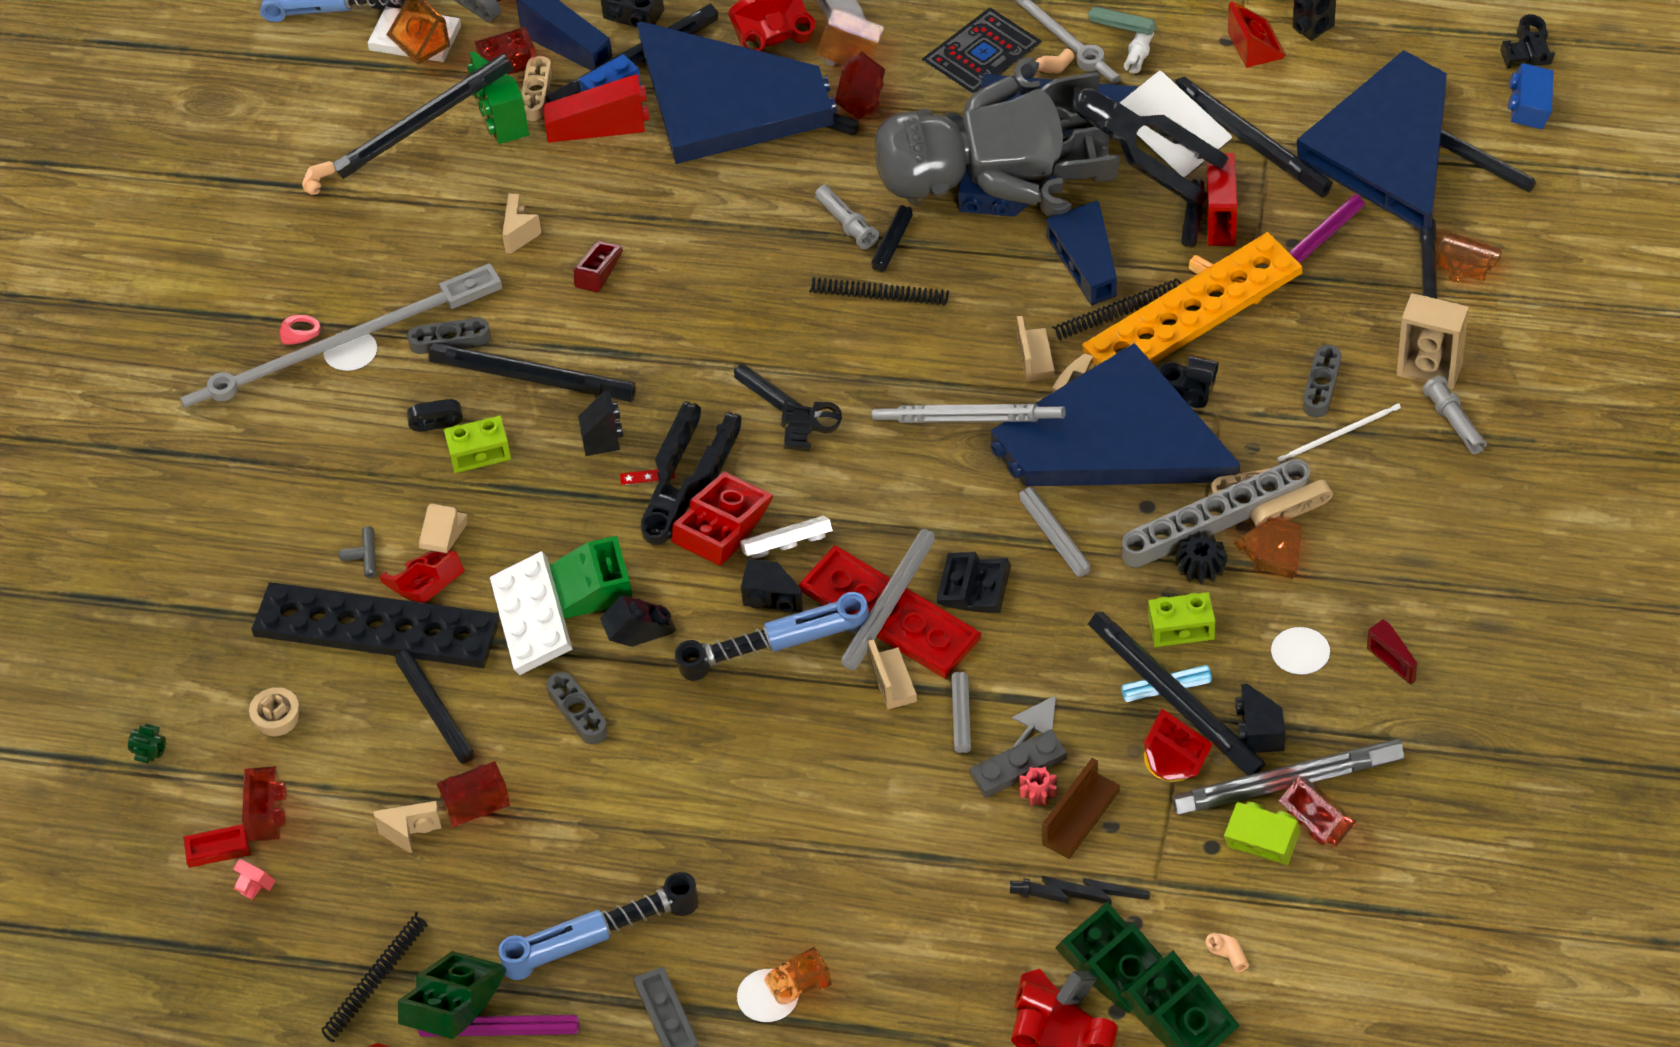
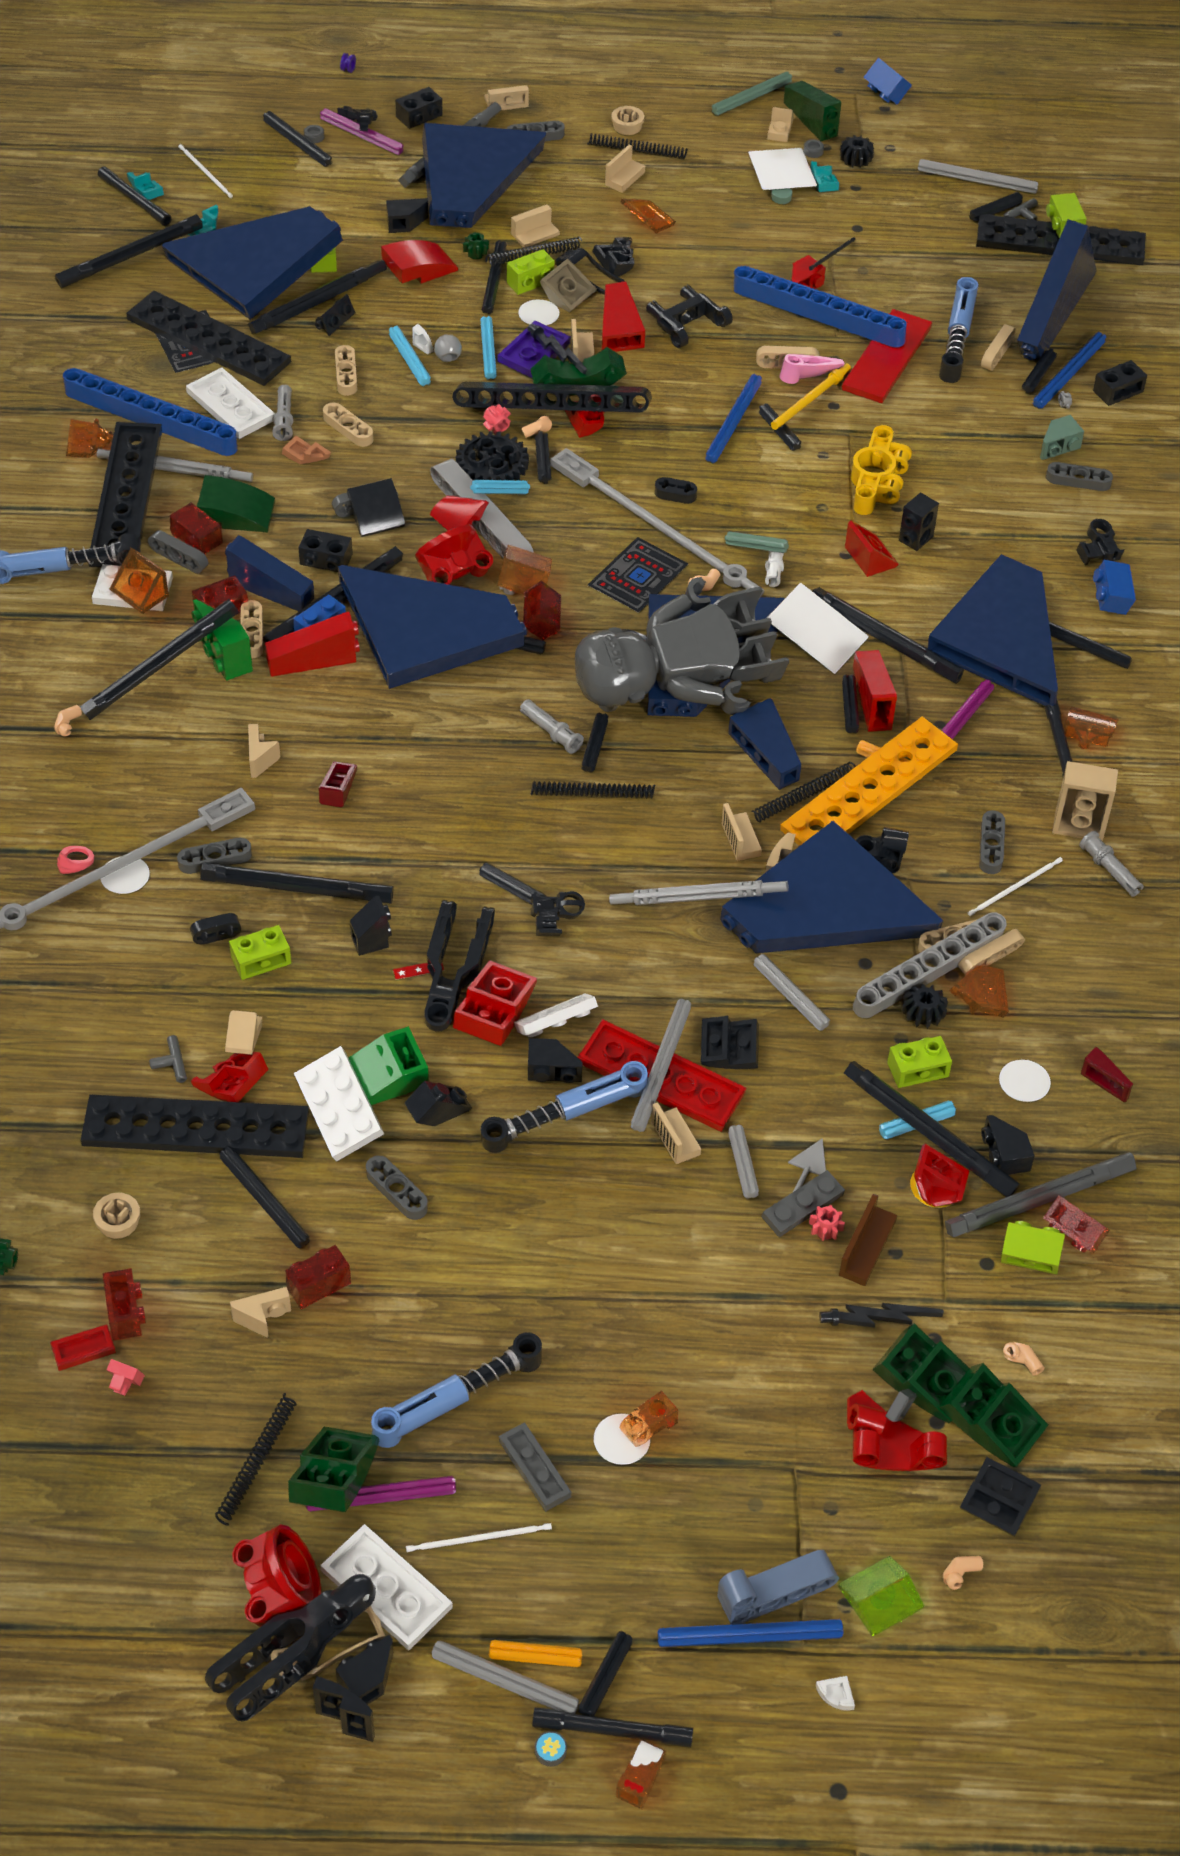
camera: 15 degrees left, 0 degrees up
(1123, 126) = (791, 632): black piece -> none

